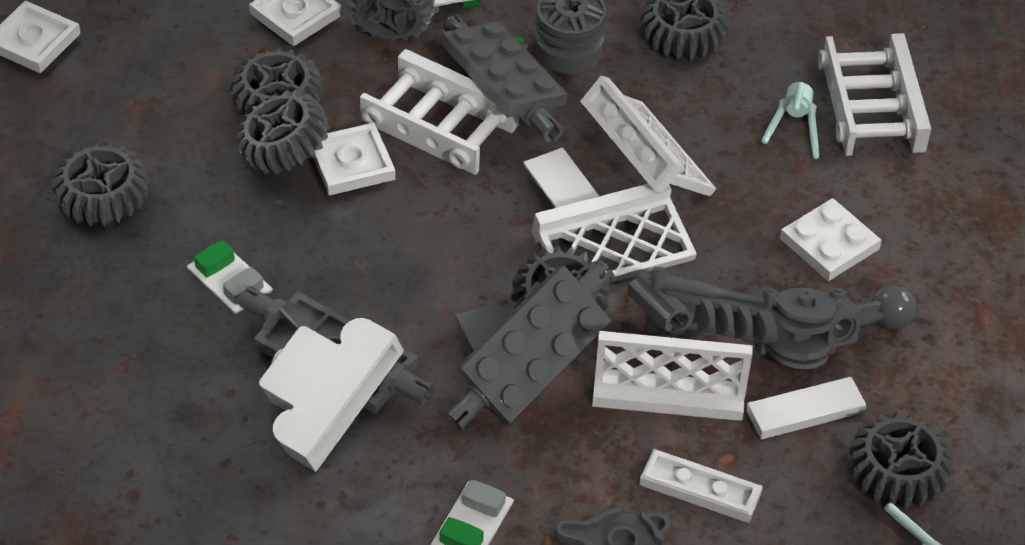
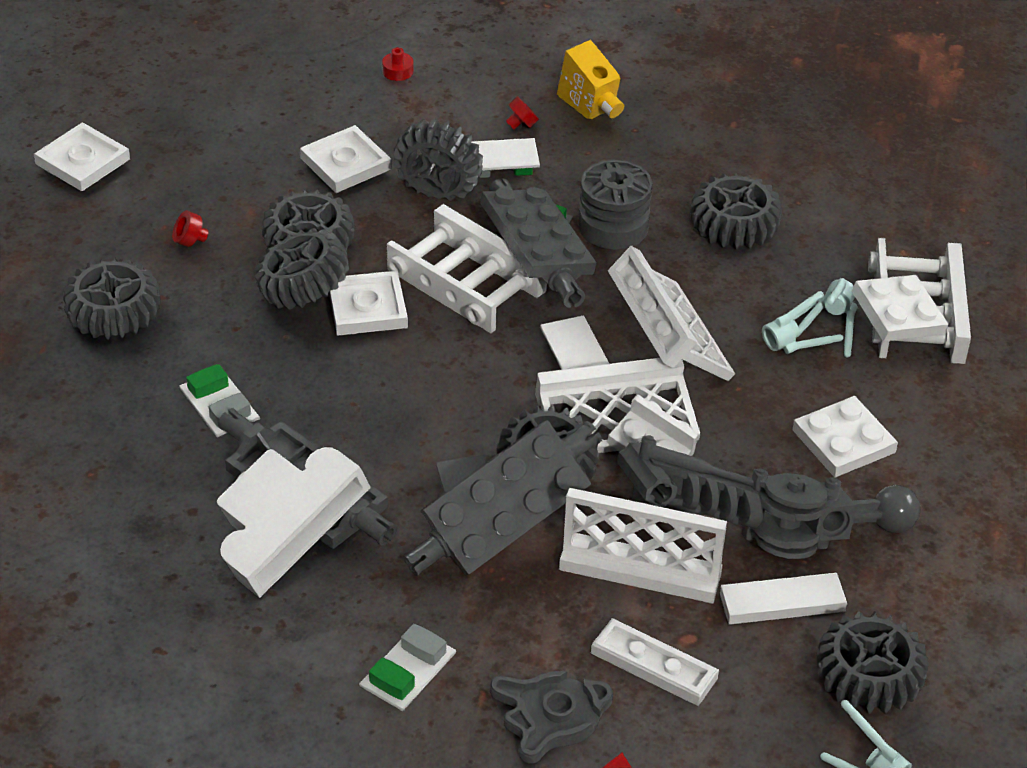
camera: 10 degrees right, 5 degrees down
(158, 102) = (189, 229): none -> red tile
(649, 250) = (649, 419): none -> white bracket
(754, 140) = (784, 330): none -> light aqua plant
(860, 106) = (899, 307): none -> white plate

